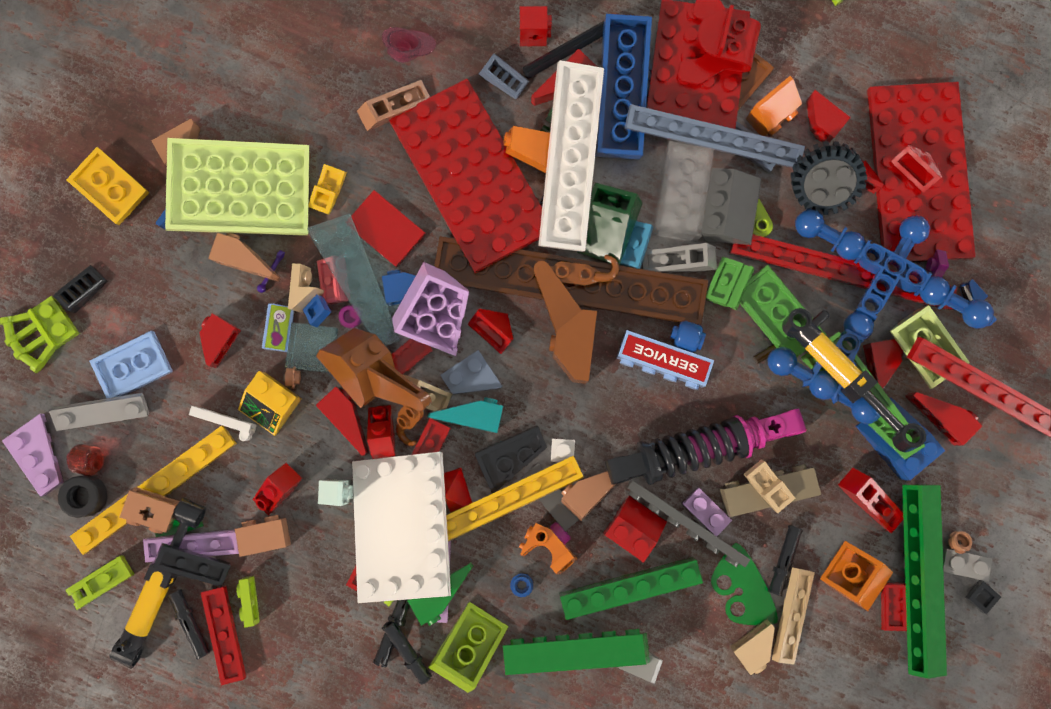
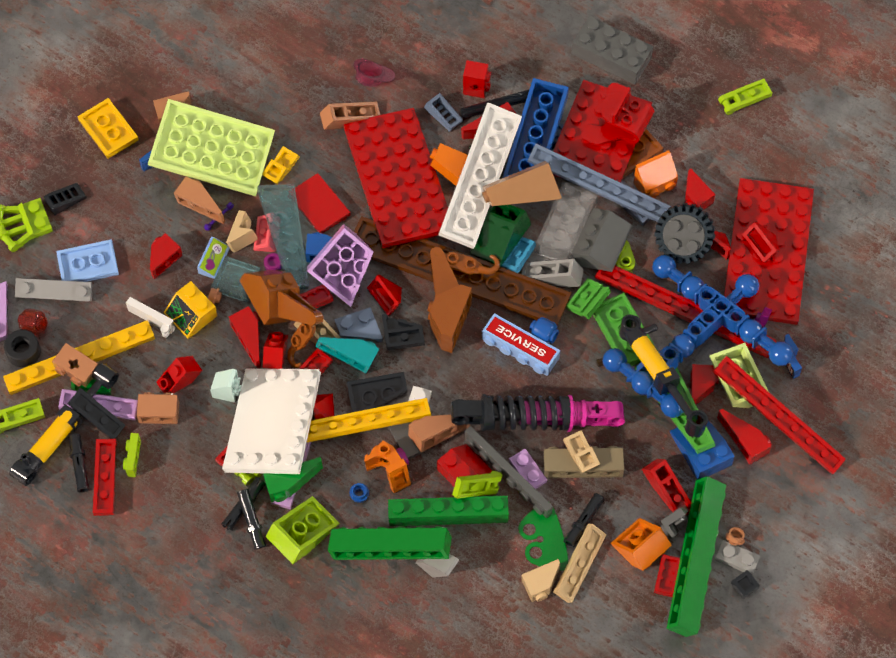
camera: 15 degrees right, 20 degrees down
(317, 310) = (248, 250): blue plate -> none
(522, 375) = (402, 334): none -> black wing
(628, 165) = (525, 186): none -> medium nougat slope
(659, 556) = (477, 485): none -> lime plate
(894, 544) = (670, 521): none -> dark grey bracket

